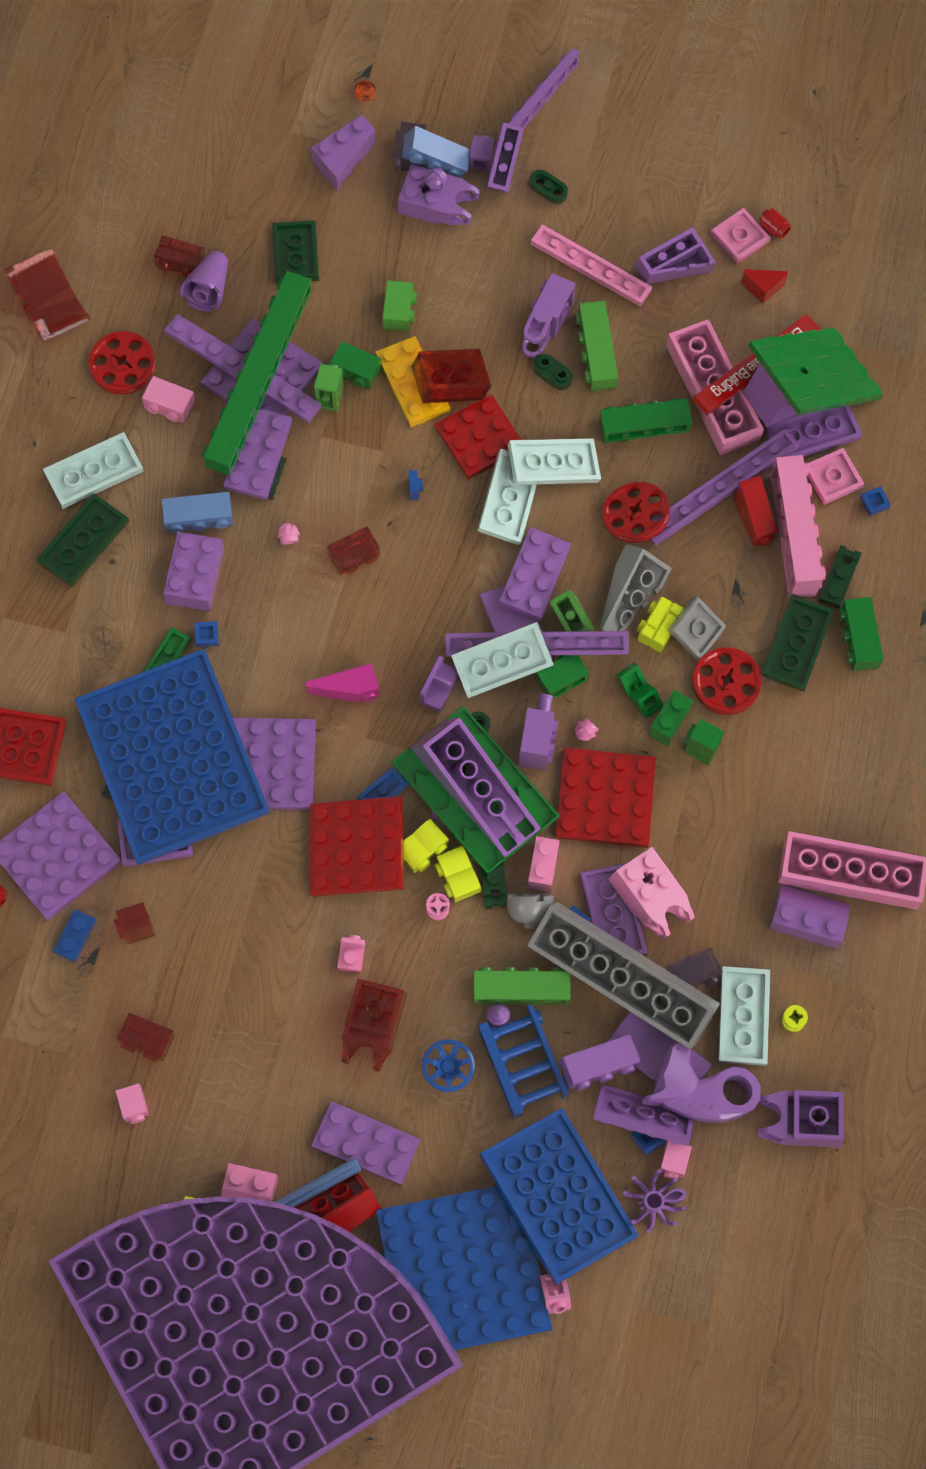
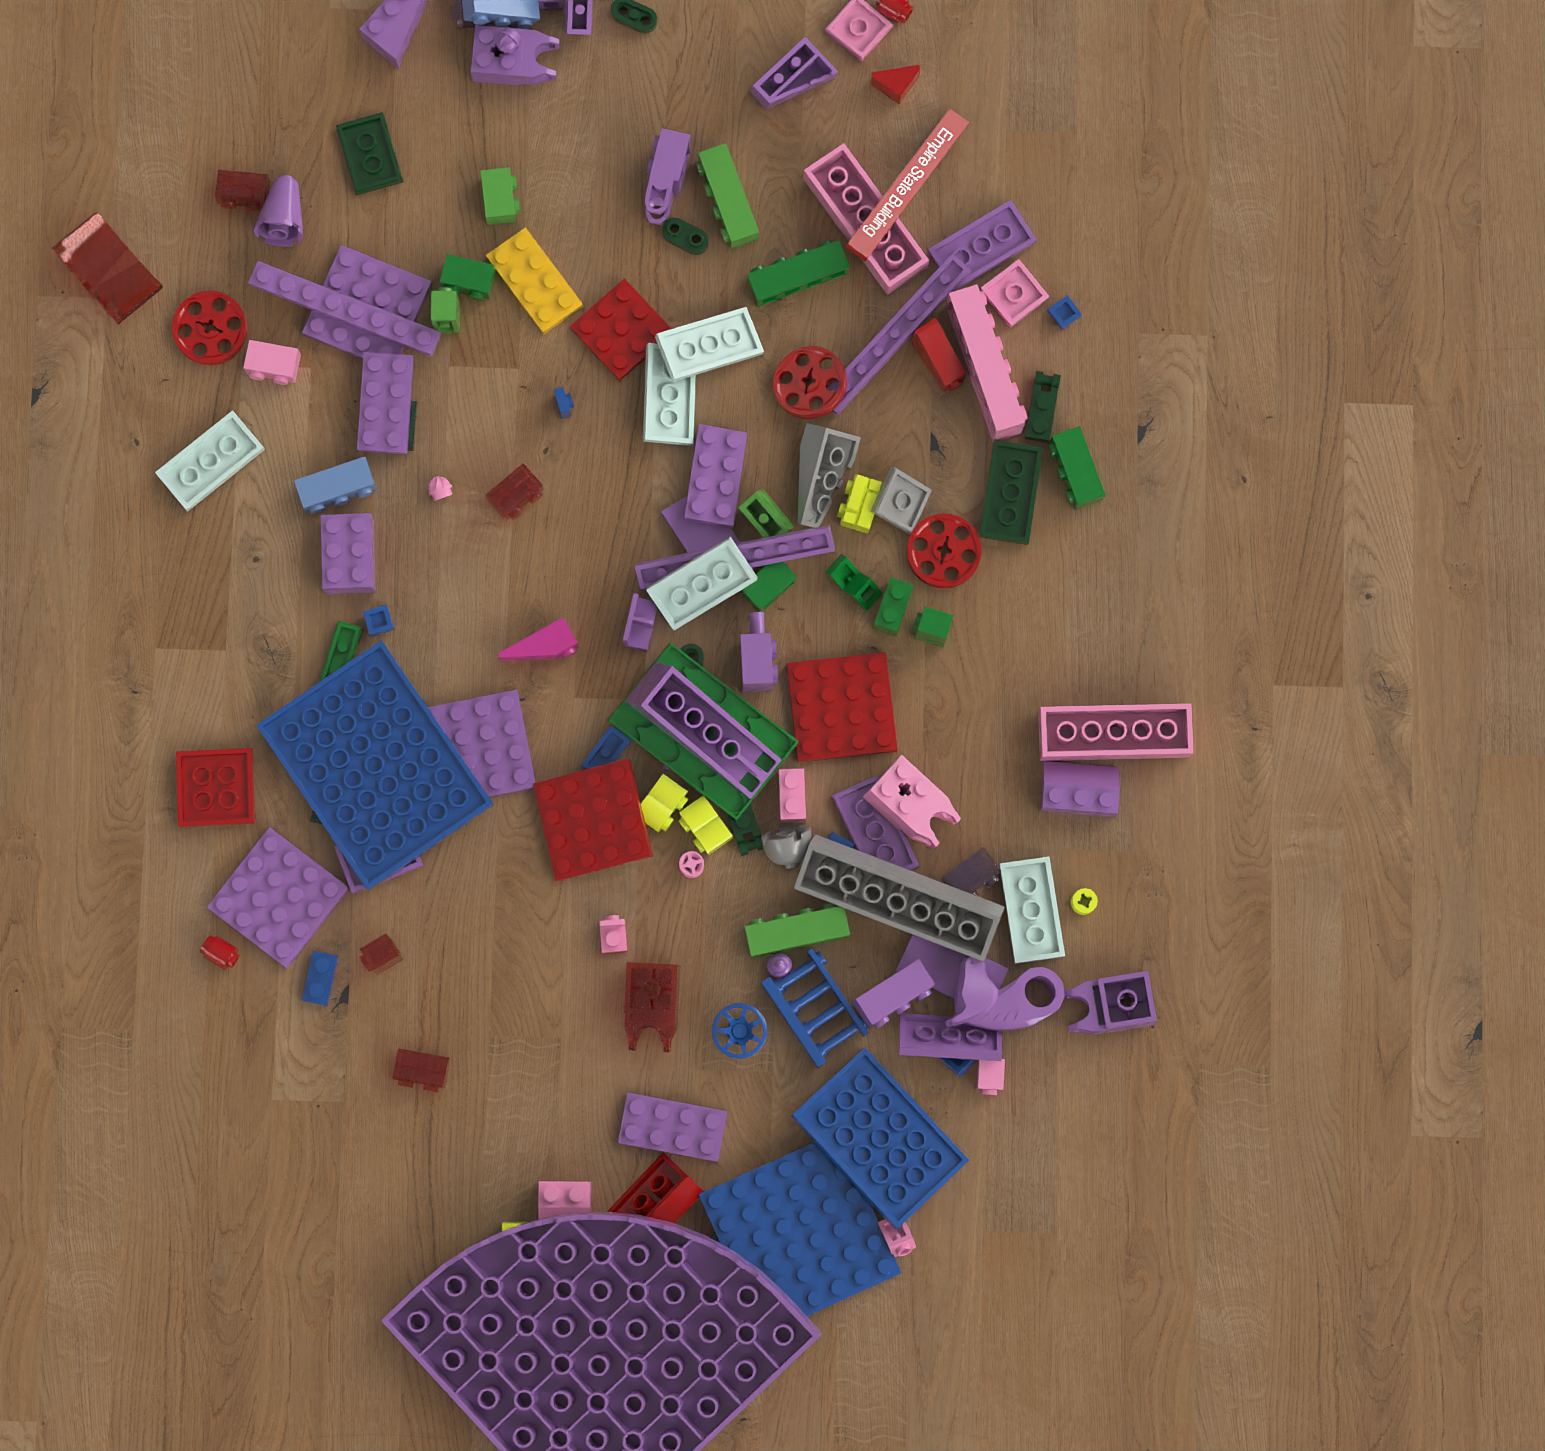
camera: 15 degrees left, 10 degrees up
(82, 540) = (218, 543): dark green plate -> none
(132, 1104) = (425, 1141): bright pink brick -> none
(257, 374) = (365, 314): green brick -> none
(321, 1184) = (635, 1181): medium blue axle -> none
(451, 375) = (576, 270): clear red brick -> none
(585, 730) = (806, 638): bright pink plate -> none
(591, 265) = (701, 101): bright pink plate -> none
(654, 1201) = (978, 1121): medium lavender animal -> none
(806, 375) = (966, 188): green piece -> none

